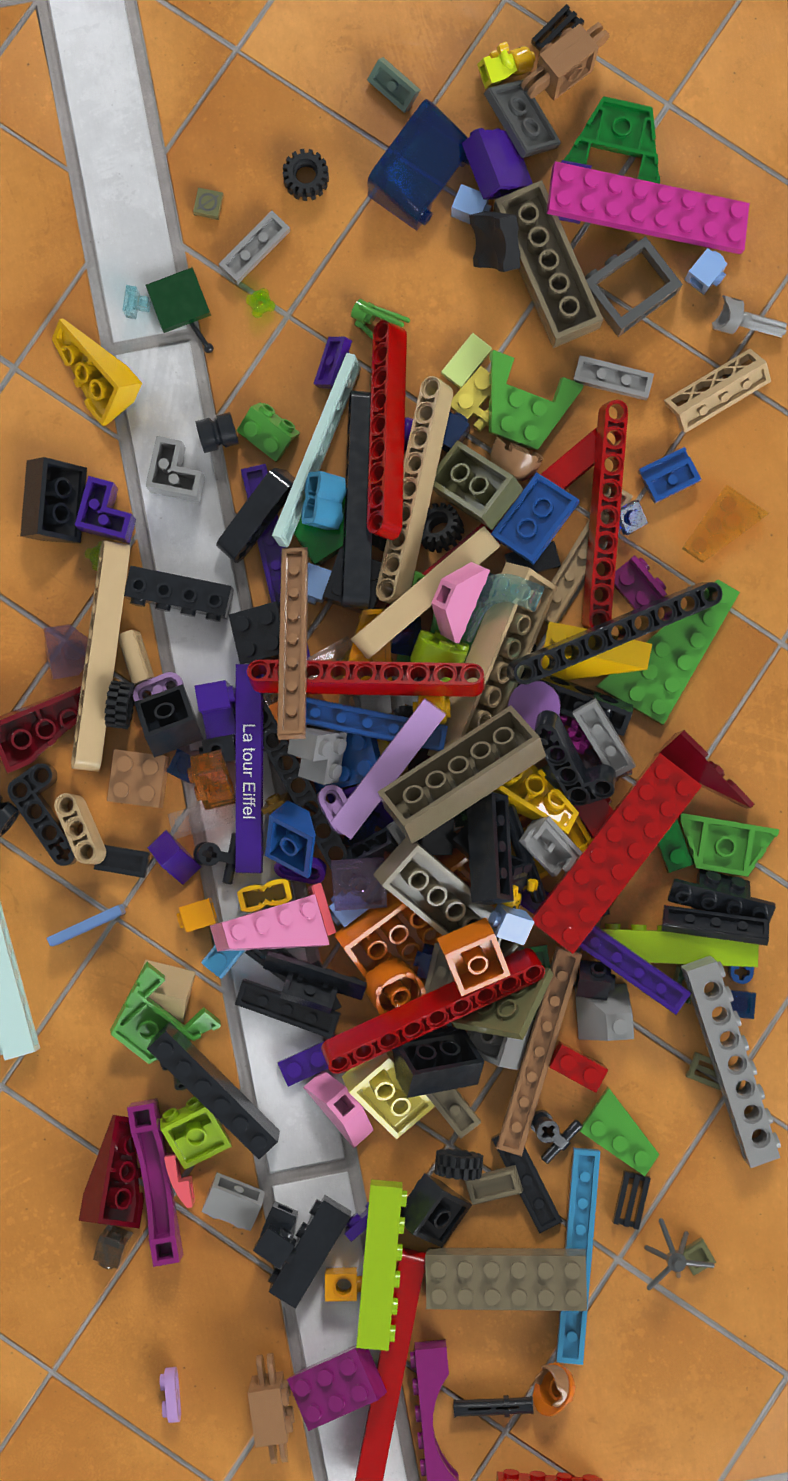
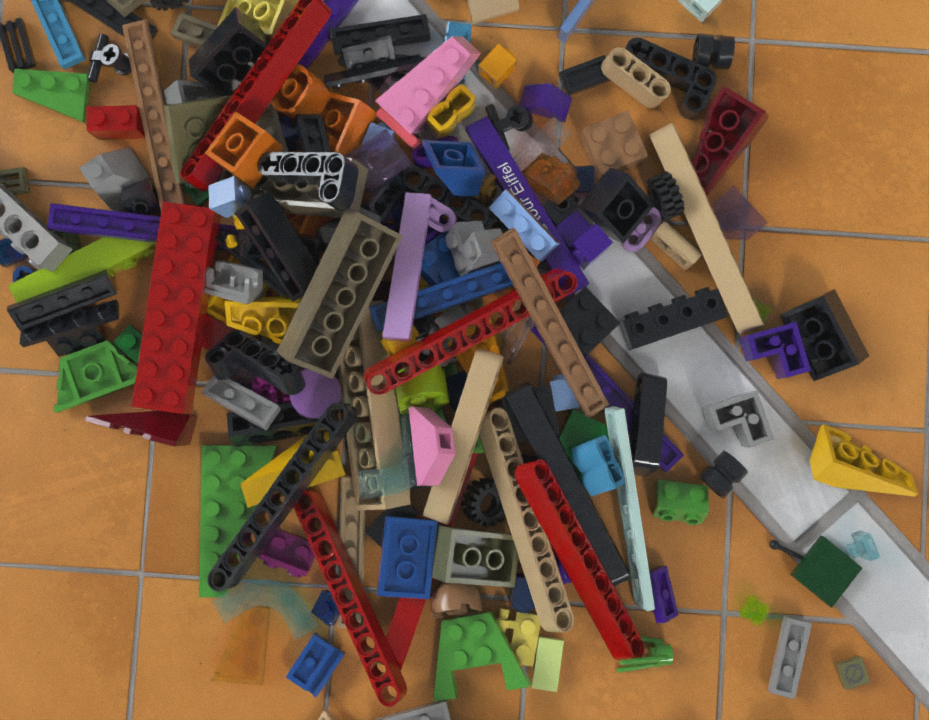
camera: 155 degrees right, 0 degrees up
(262, 749) = (531, 231): none -> light blue plate
(405, 939) = (312, 133): none -> black plate
(428, 897) = (328, 169): none -> black beam
(677, 560) = (267, 593): none -> clear light blue plate

